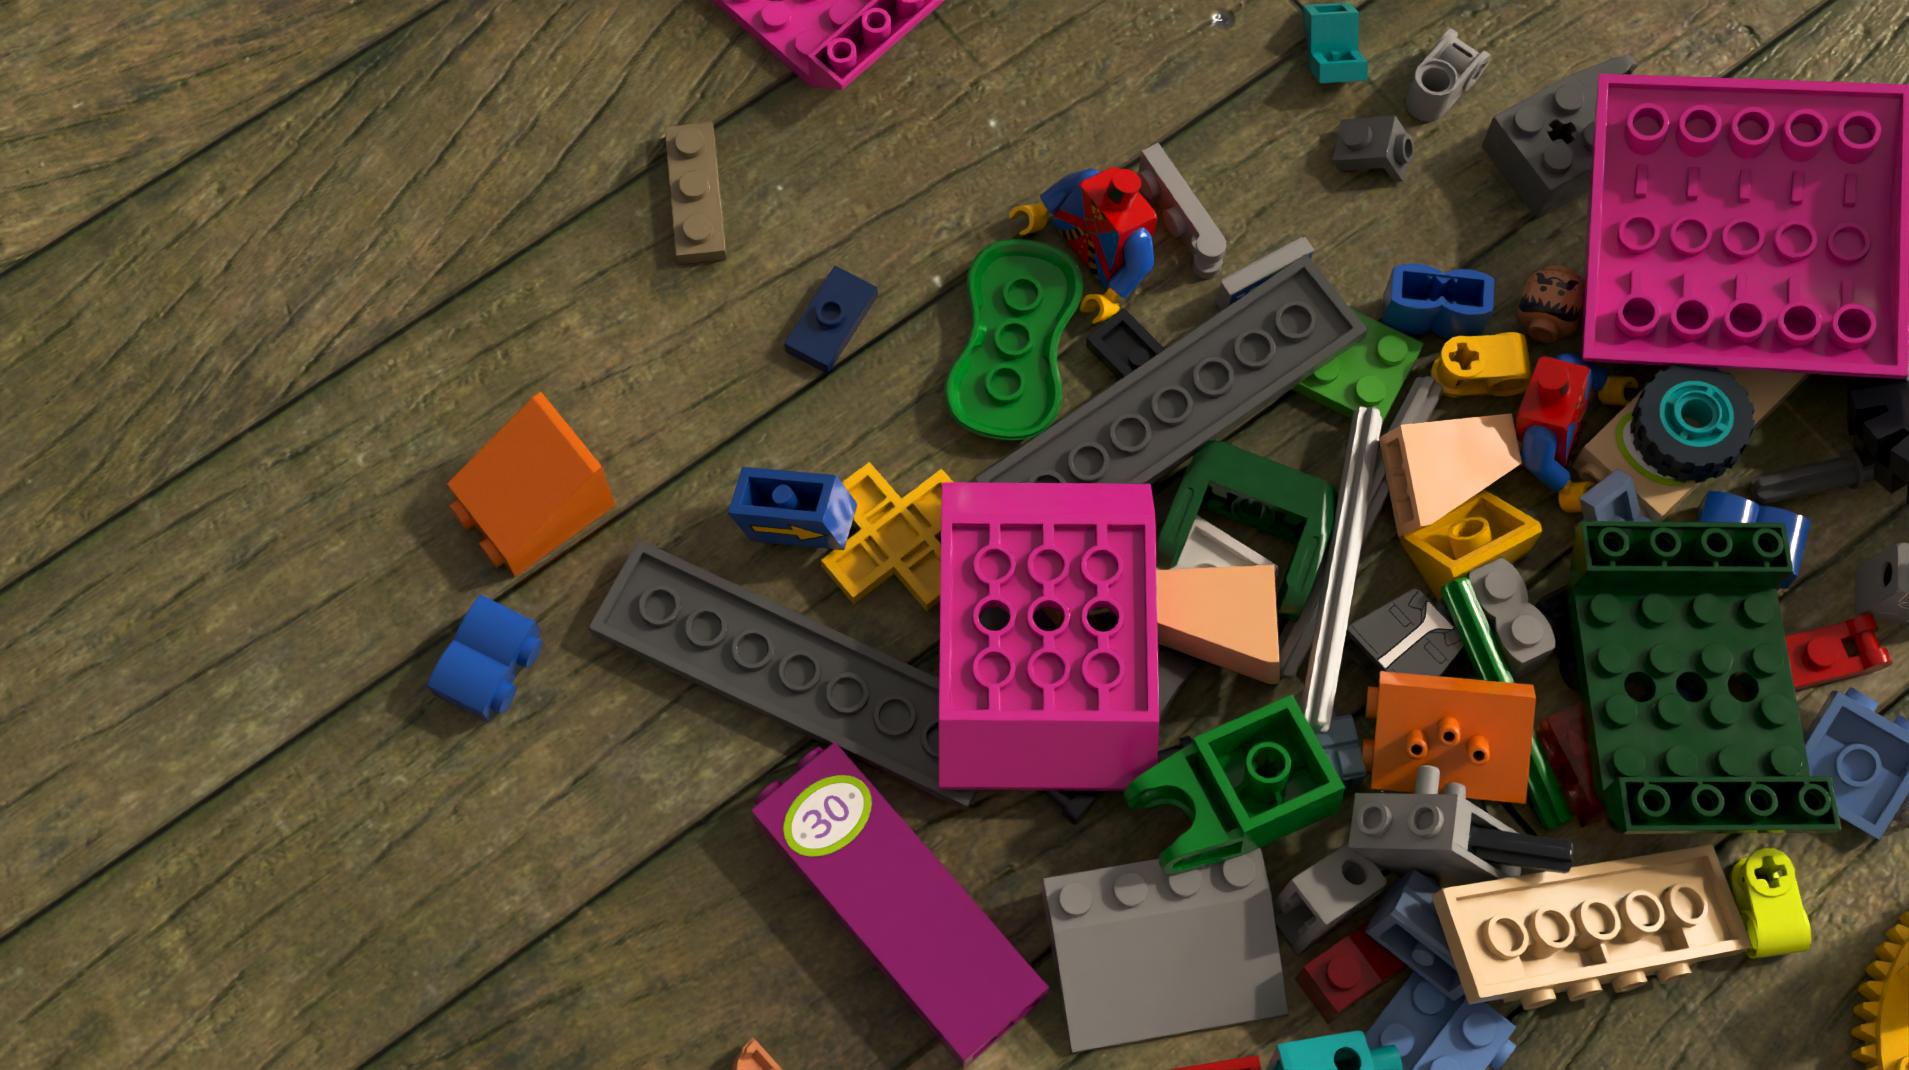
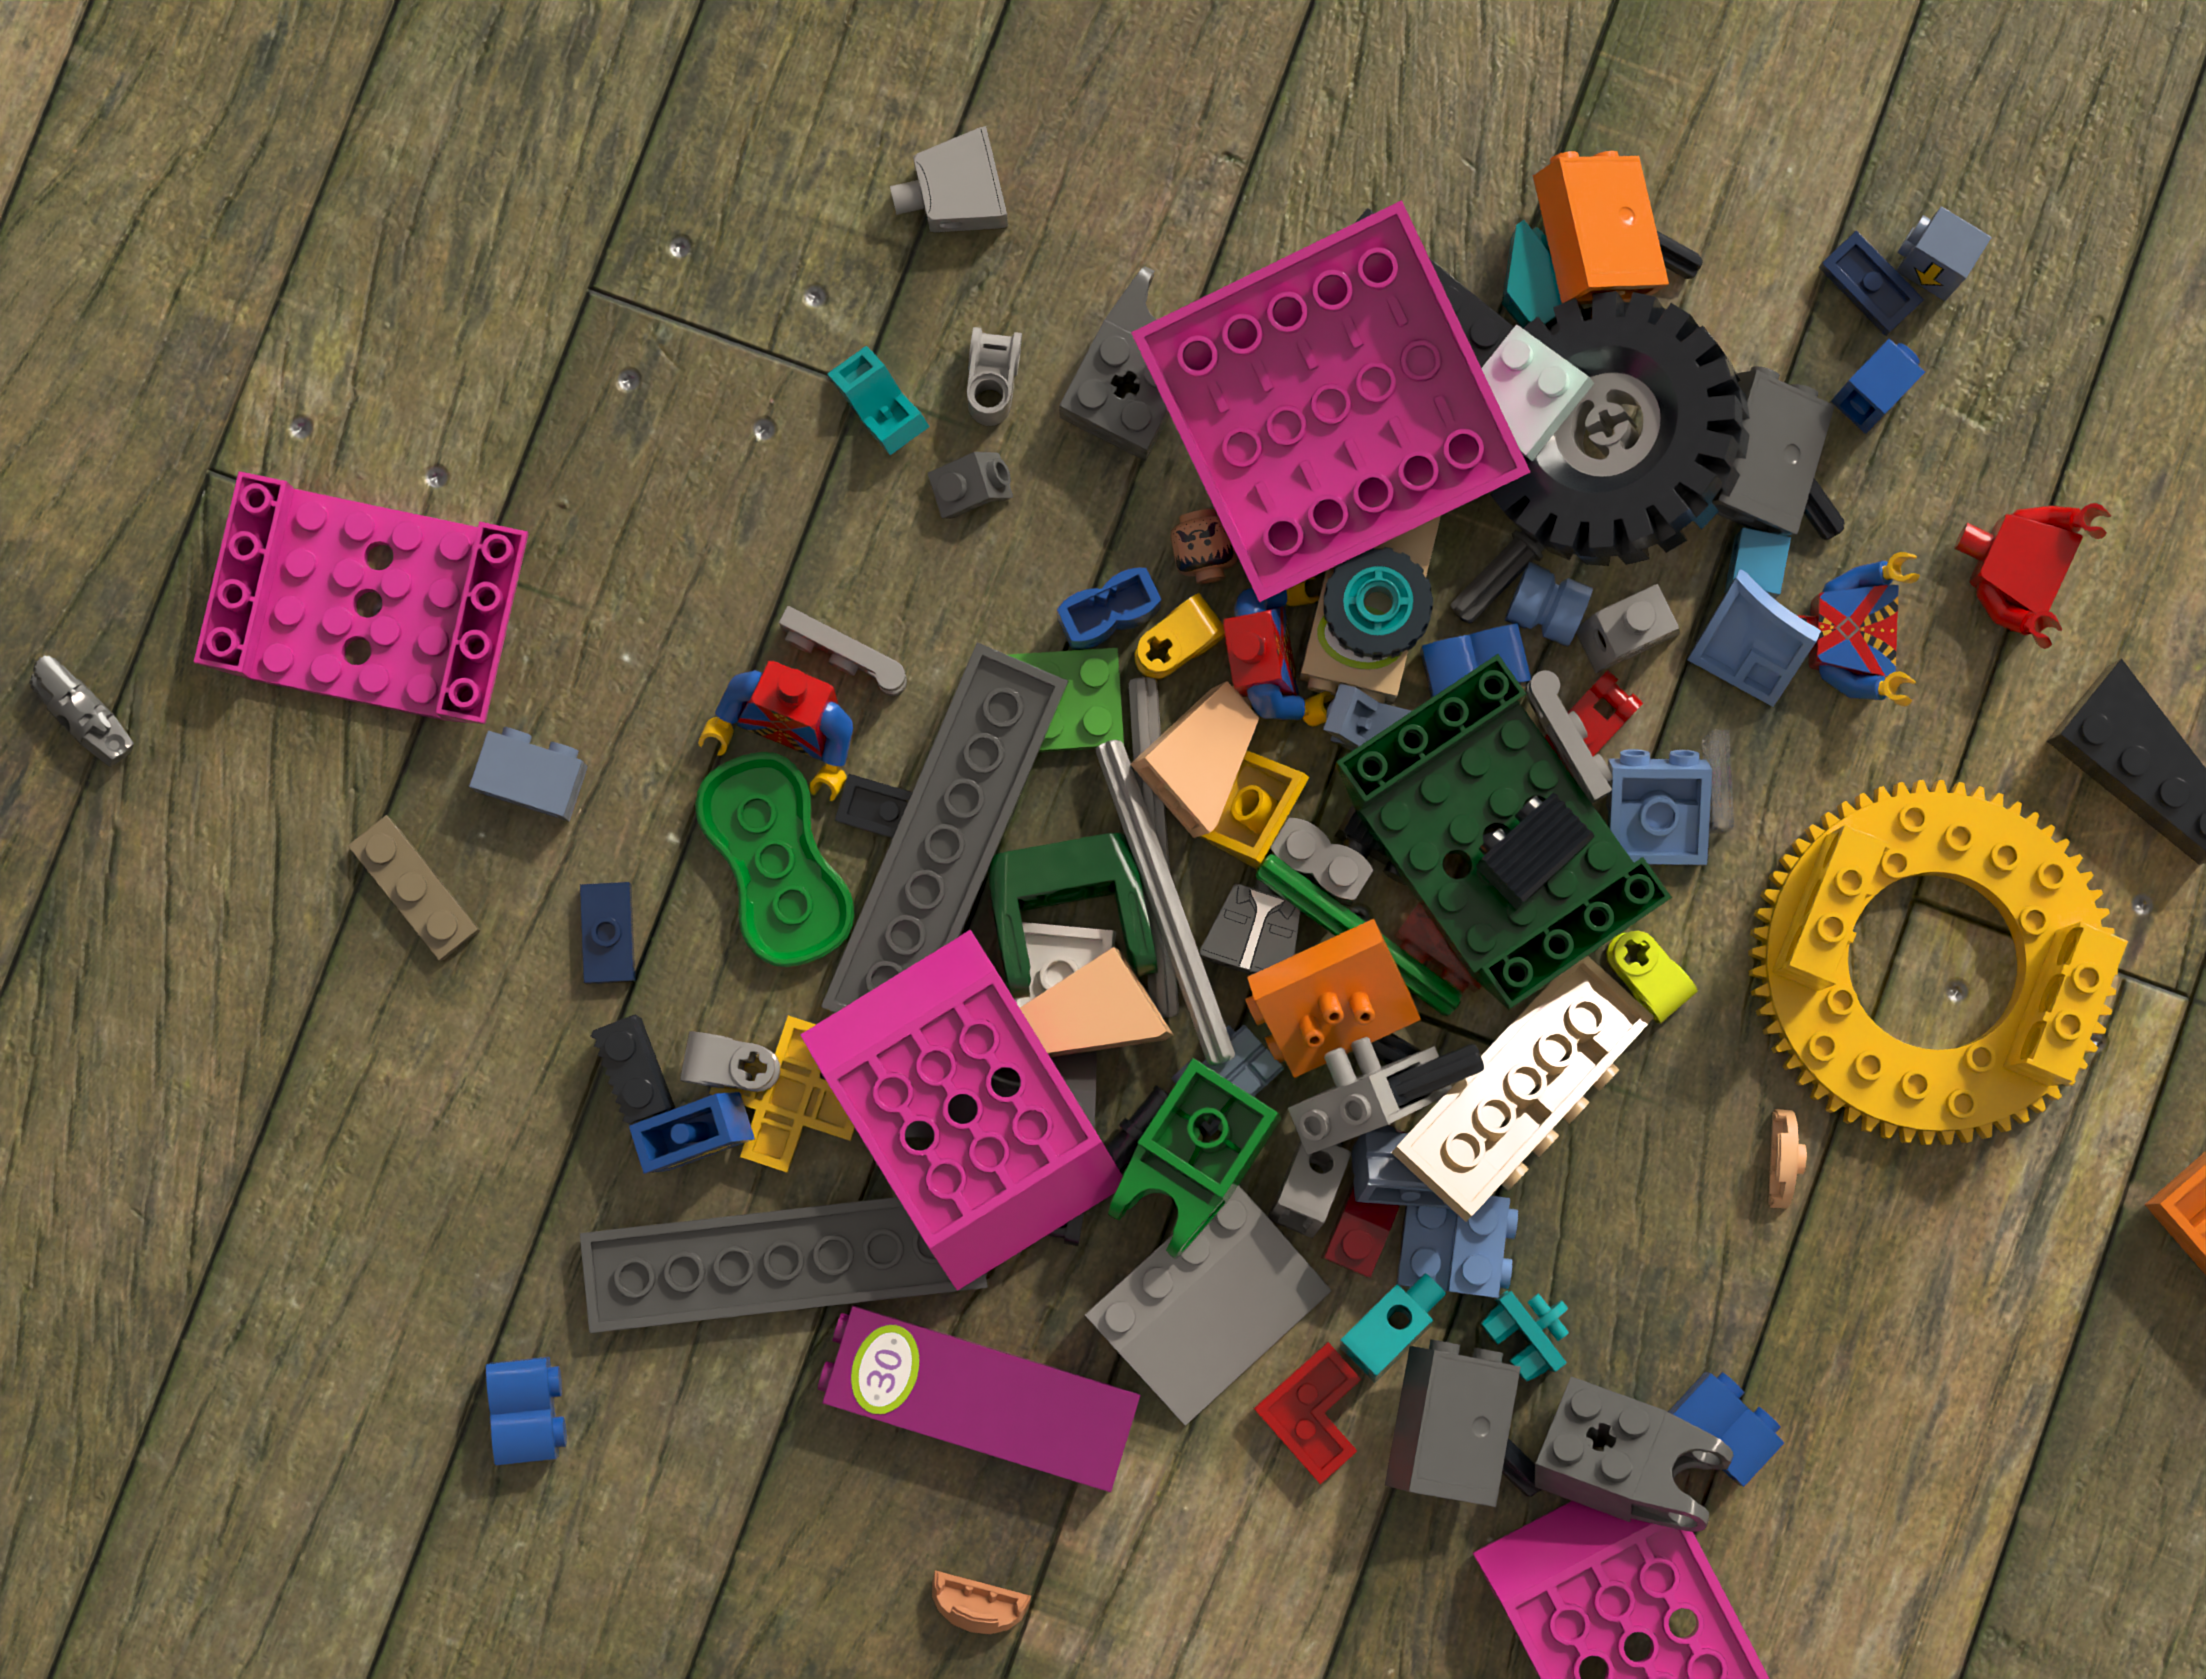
camera: 35 degrees left, 15 degrees up
(530, 488) = (461, 1251): orange slope -> none
(778, 423) = (633, 1069): none -> black brick
(851, 156) = (529, 774): none -> sand blue brick
(862, 467) = (721, 1062): none -> light grey piece
(1248, 278) = (949, 668): light grey tile -> none
(1726, 707) = (1534, 849): none -> black brick
(1809, 639) = (1567, 736): none -> light grey plate
(1848, 524) = (1546, 603): none -> medium blue wheel

